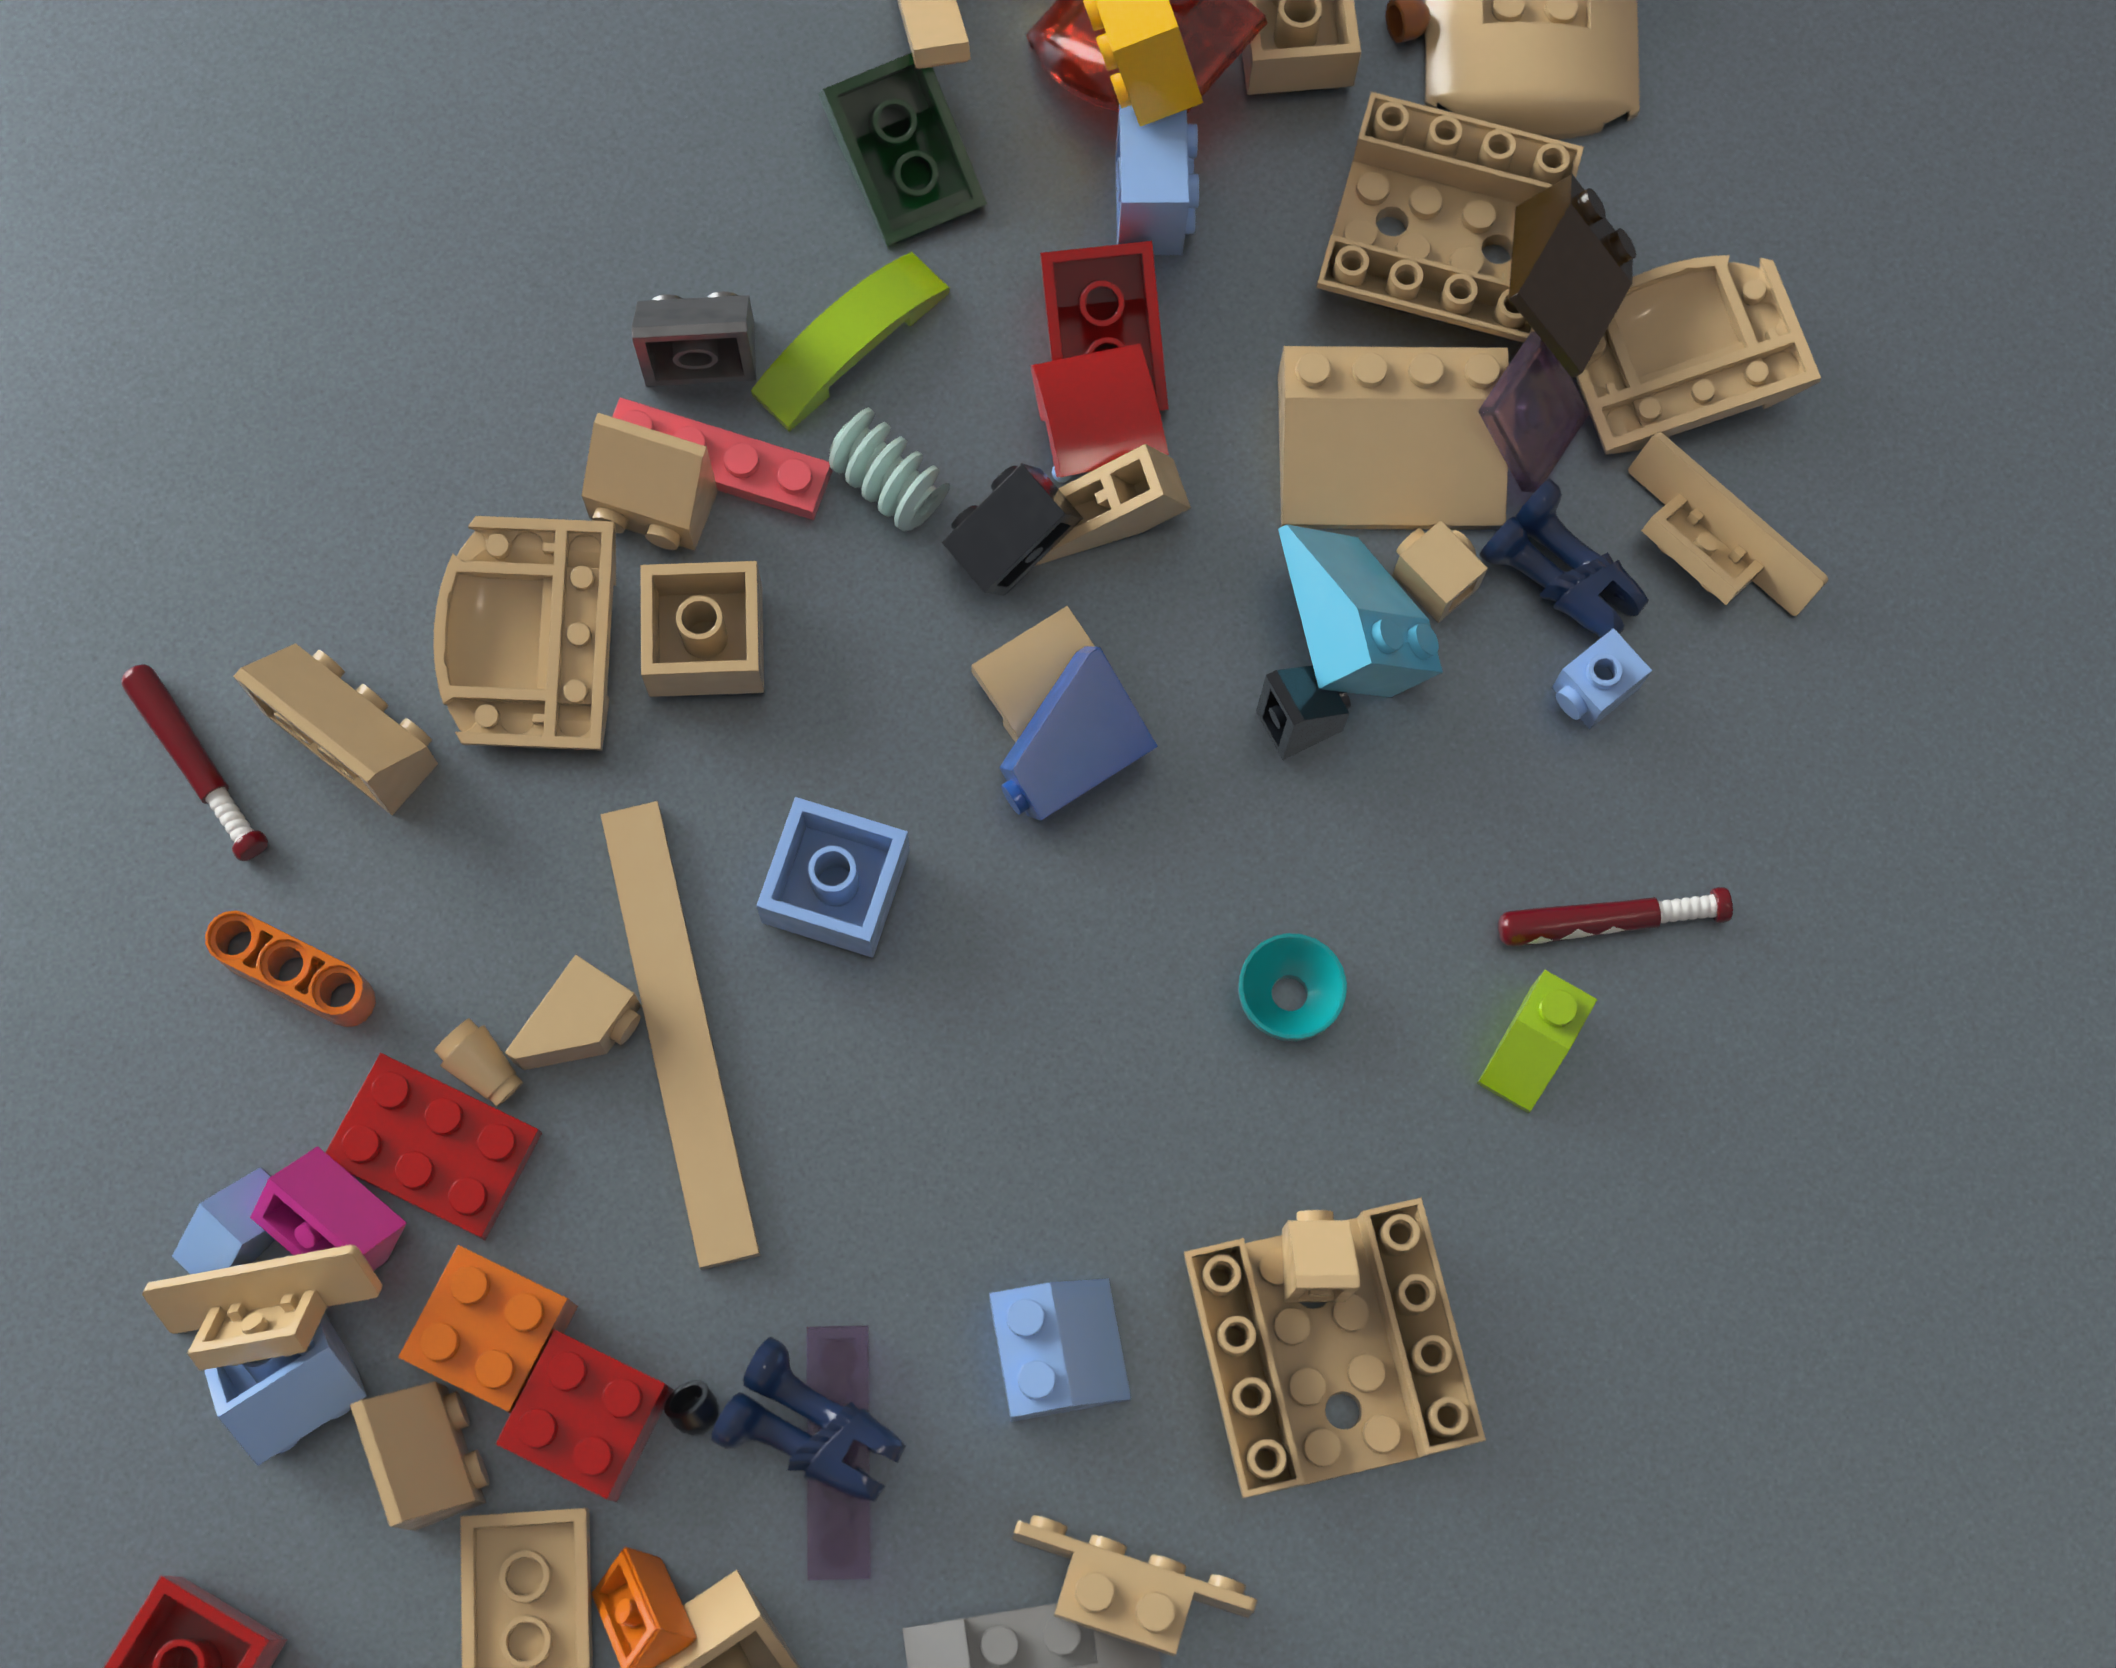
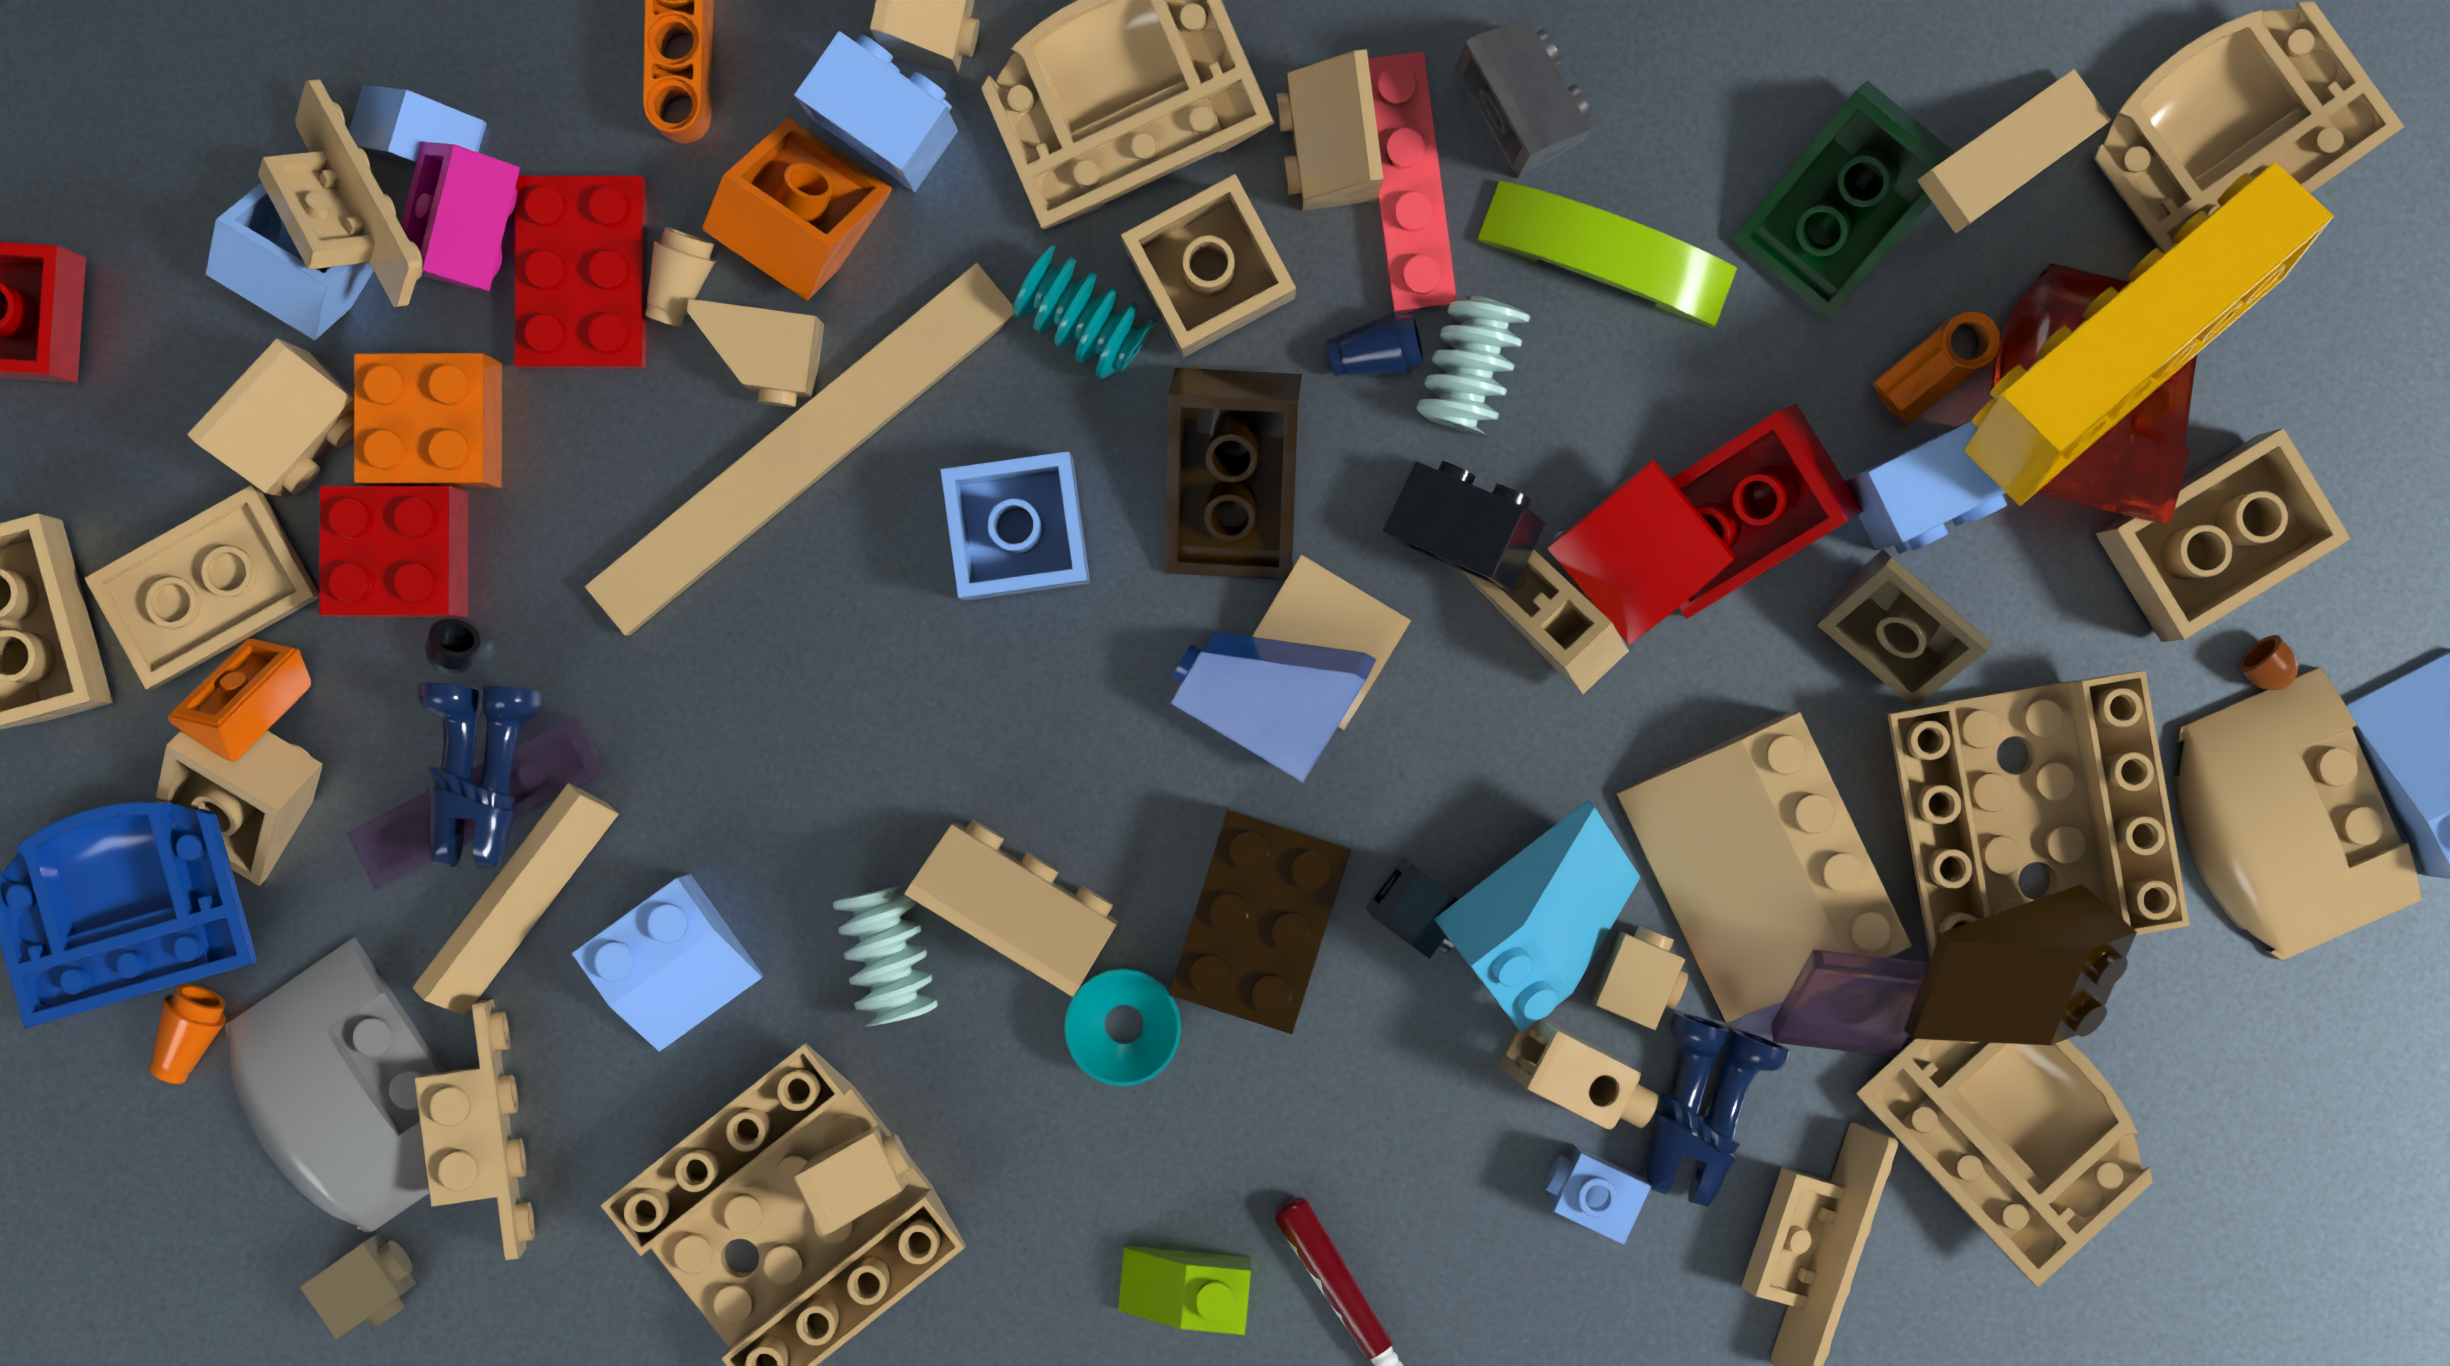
camera: 70 degrees right, 15 degrees up
(434, 824) = (877, 110): none -> light blue brick
(477, 939) = (795, 207): none -> orange slope
(688, 747) = (1081, 315): none -> teal piece
(834, 536) = (1377, 347): none -> dark blue cone
(878, 691) = (1232, 473): none -> dark brown slope
(940, 1457) = (515, 900): none -> tan tile
(1062, 141) = (1934, 367): none -> orange piece
(1139, 1156) = (886, 956): none -> light aqua piece
(1150, 1026) = (1014, 905): none -> tan slope
(1253, 243) = (1902, 629): none -> dark tan slope
(1253, 836) = (1259, 920): none -> dark brown brick
(1494, 647) = (1578, 1075): none -> tan torso

